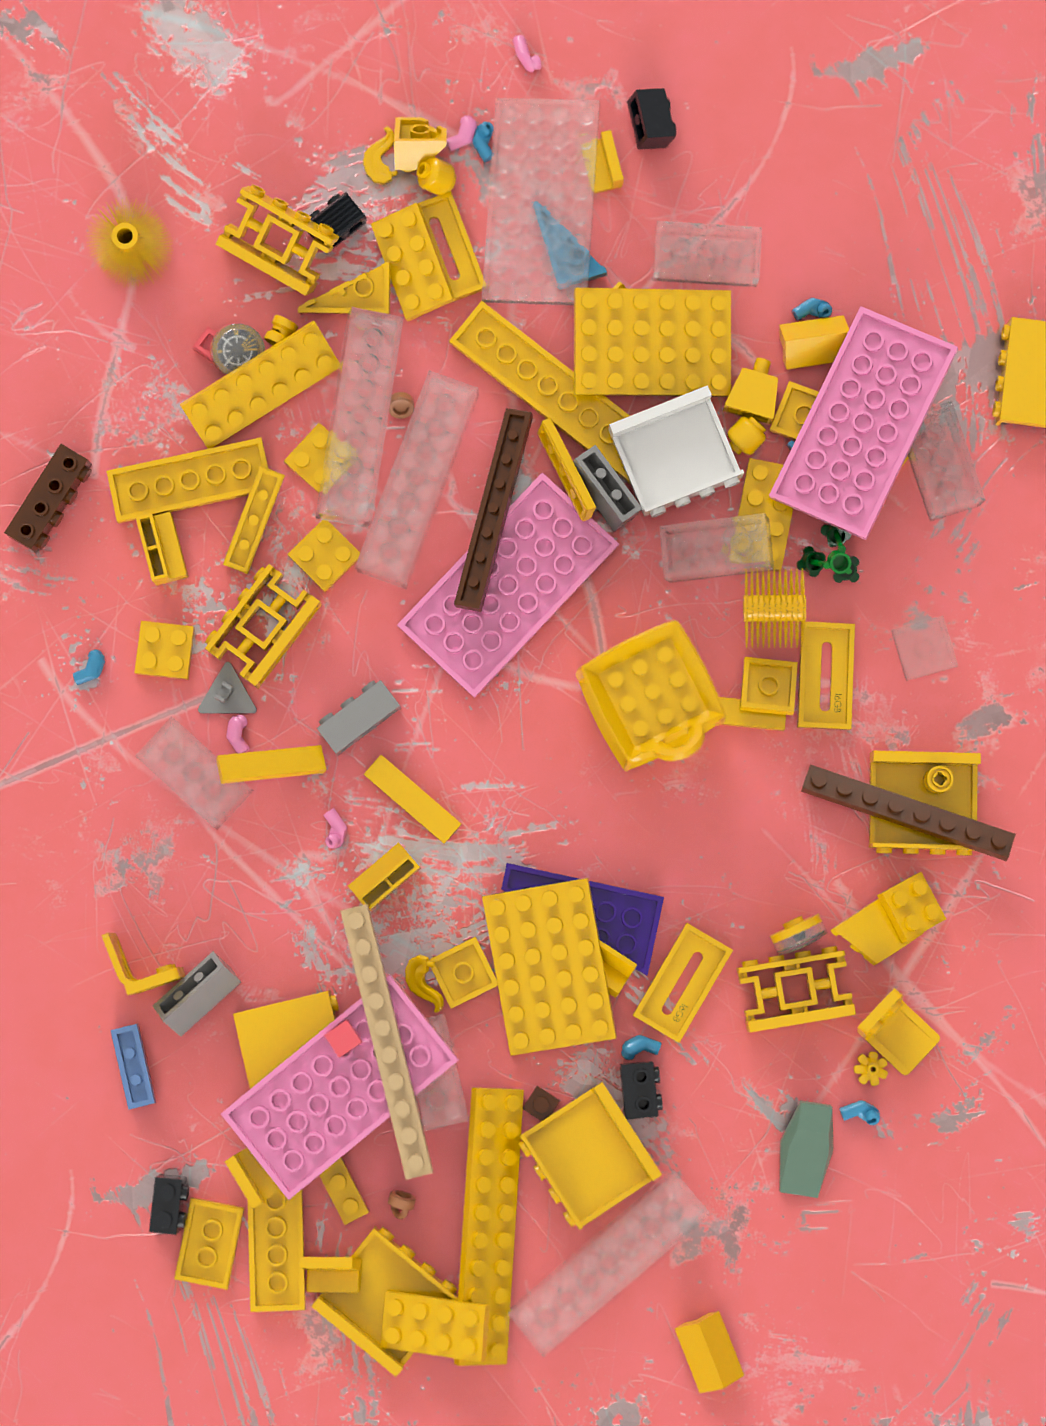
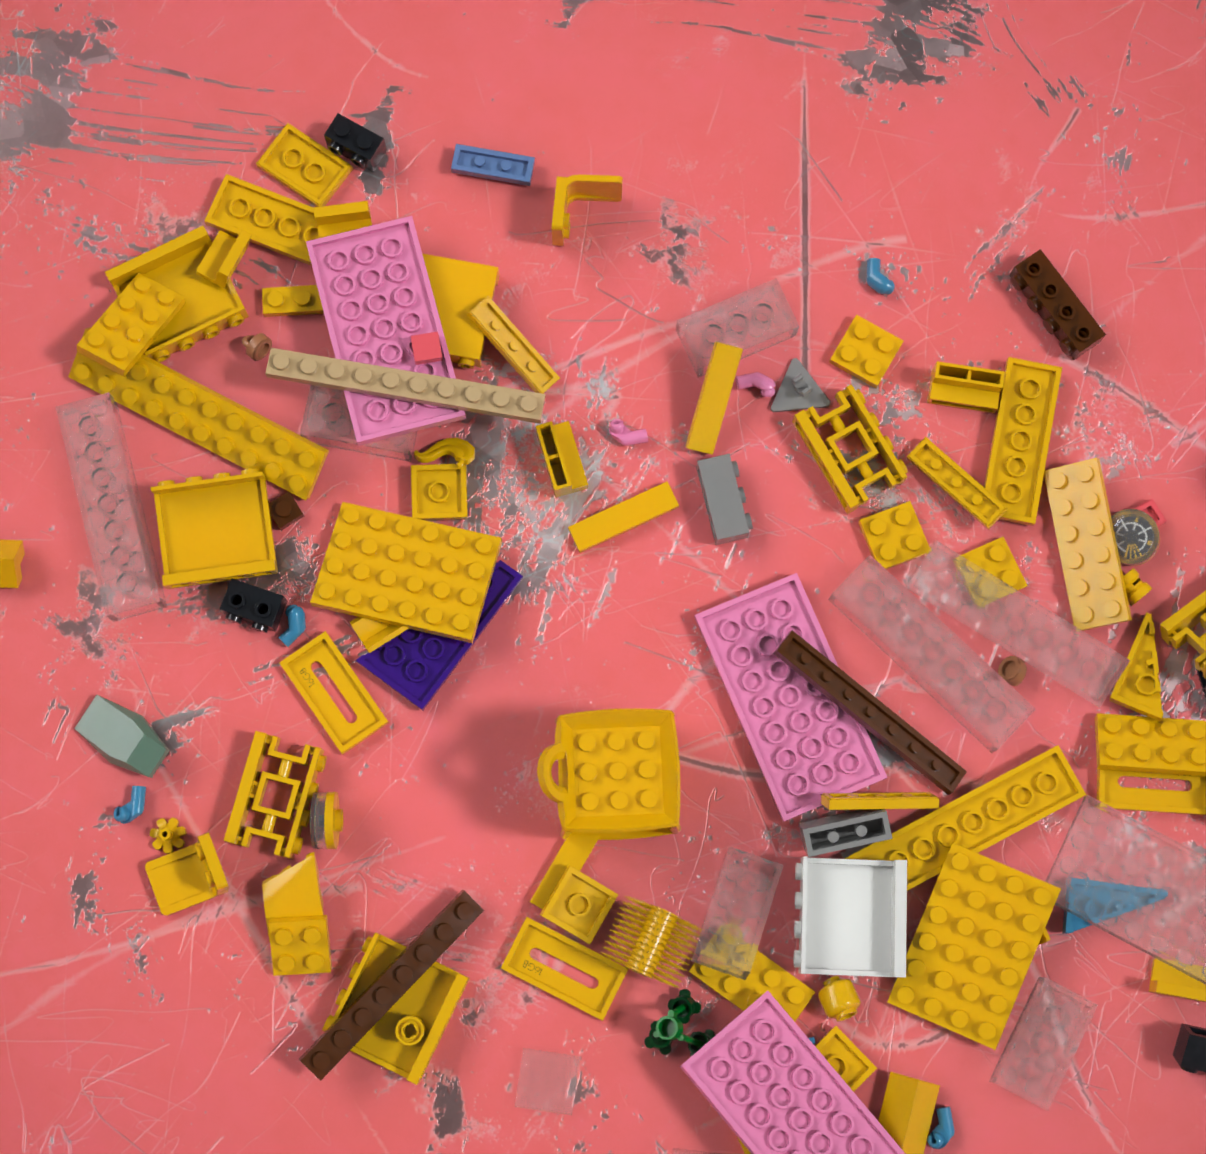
camera: 115 degrees right, 5 degrees down
(196, 994) = (531, 244): light grey brick -> none
(300, 966) = (513, 346): none -> yellow tile
(754, 393) = (879, 1026): yellow torso -> none

